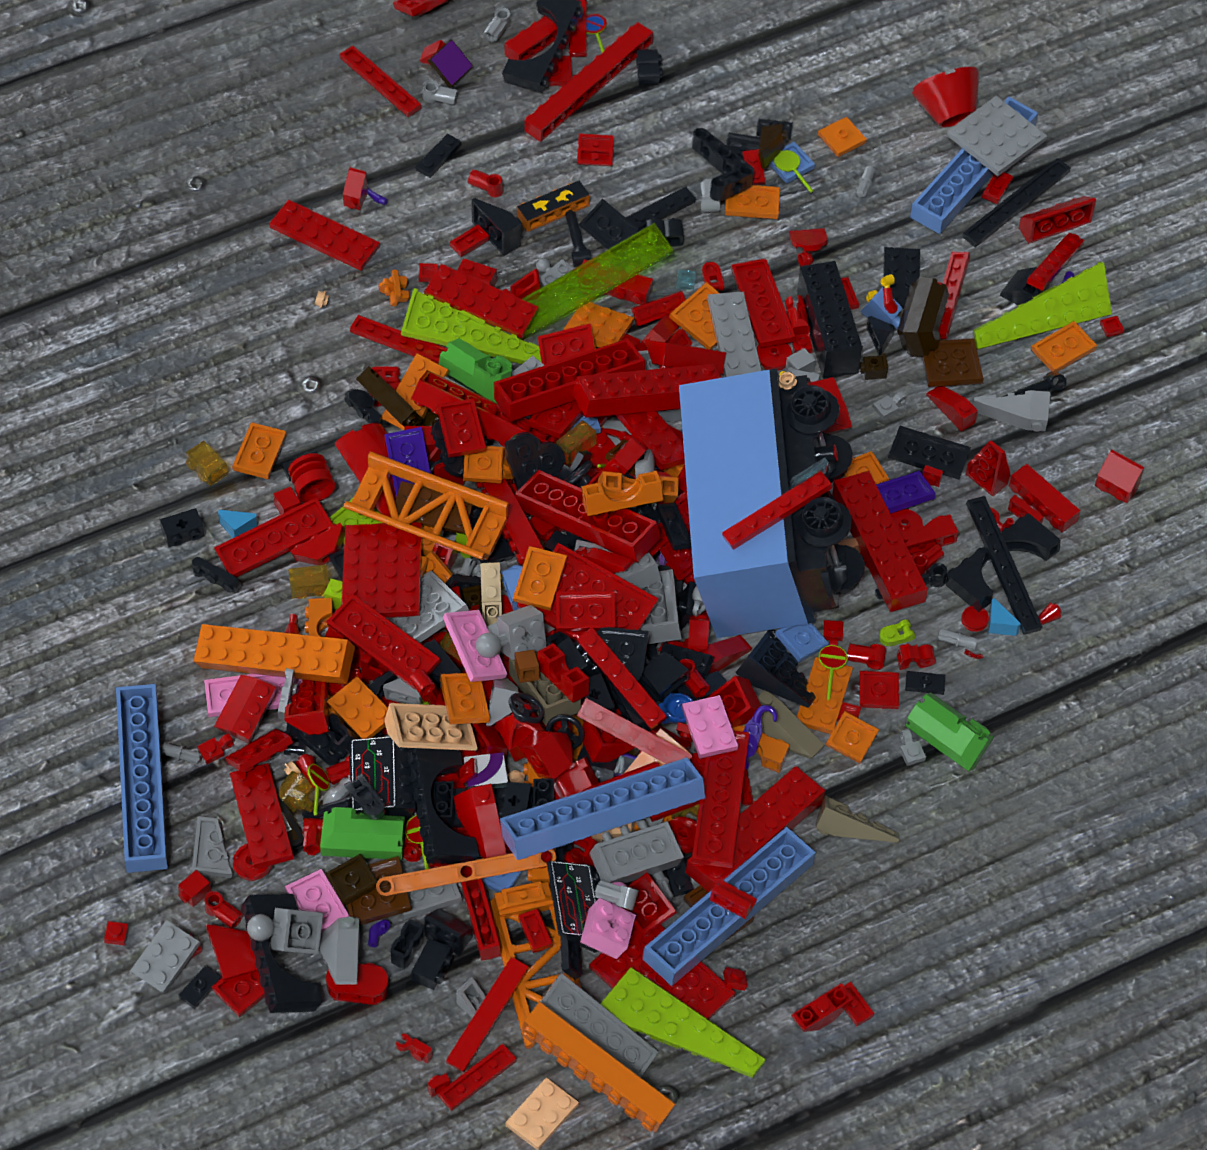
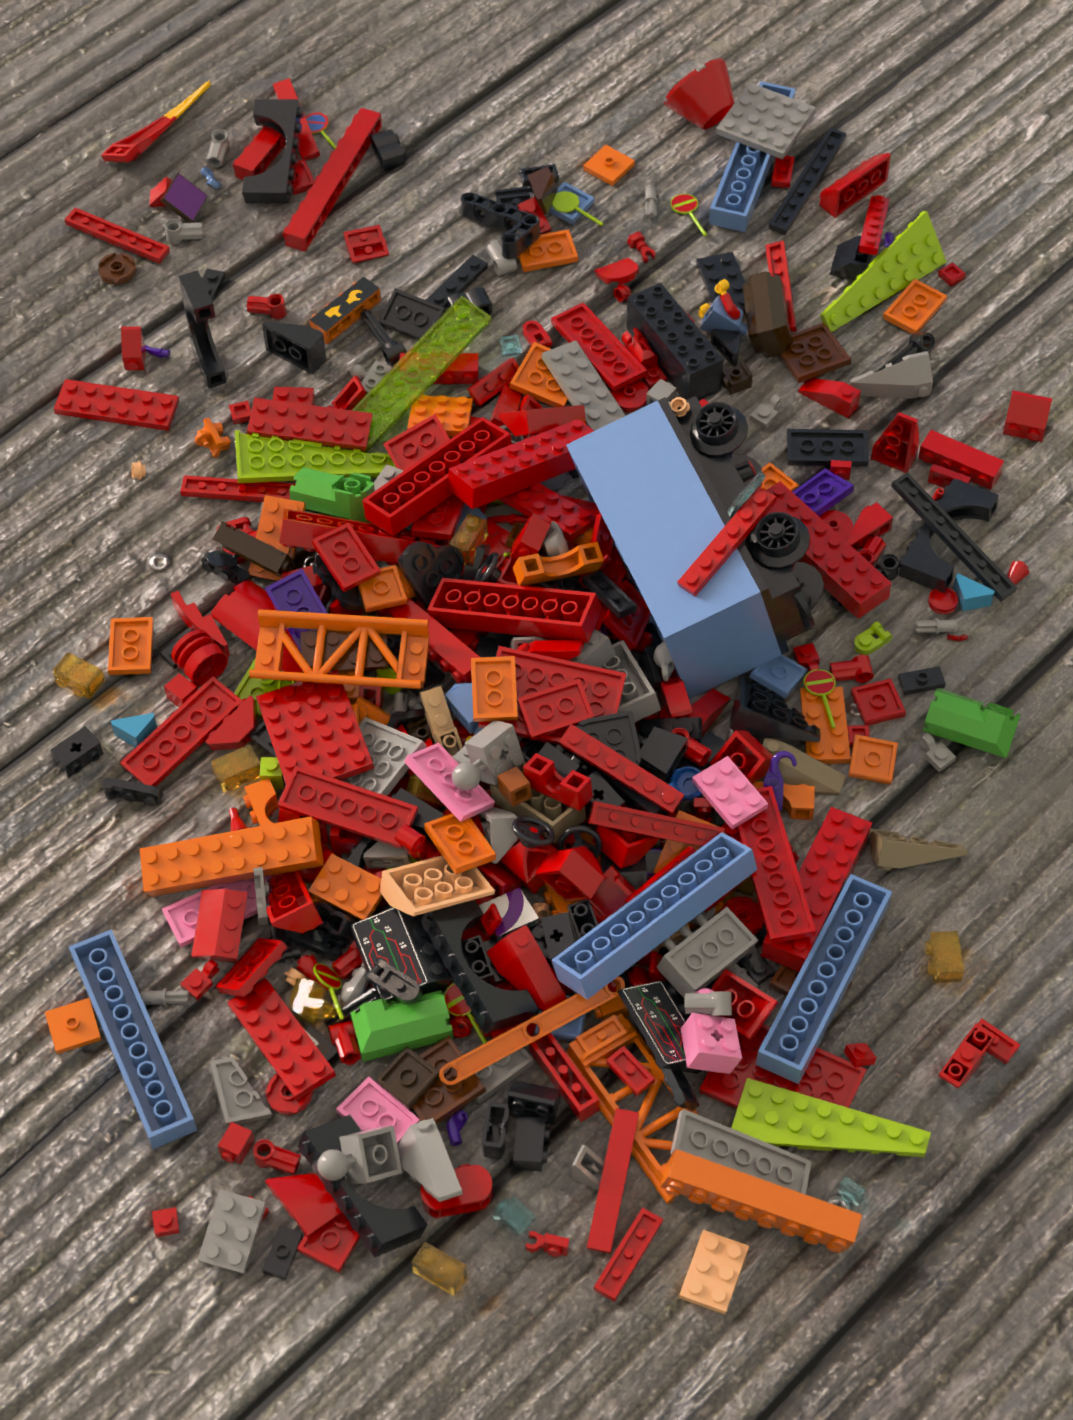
camera: 15 degrees left, 0 degrees up
(98, 754) = (73, 1026): none -> orange plate
(319, 1039) = (439, 1268): none -> clear yellow brick
(327, 450) = (194, 620): none -> red slope
(369, 111) = (117, 268): none -> reddish brown plate
(396, 1016) = (513, 1214): none -> clear light blue bracket
(415, 190) = (198, 310): none -> black arch
(437, 1084) = (589, 1276): red plate -> none
(469, 240) = (271, 368): red plate -> none
(481, 46) = (210, 177): none -> medium blue piece
(644, 490) = (570, 563): orange arch -> none
(680, 1086) = (851, 1191): none -> clear light blue plate
(732, 899) = (830, 969): red panel -> none
(838, 215) = (637, 241): none -> red piece
(842, 921) = (945, 957): none -> clear yellow brick
(896, 193) = (686, 205): none -> piece
(922, 655) = (894, 655): red leg -> none

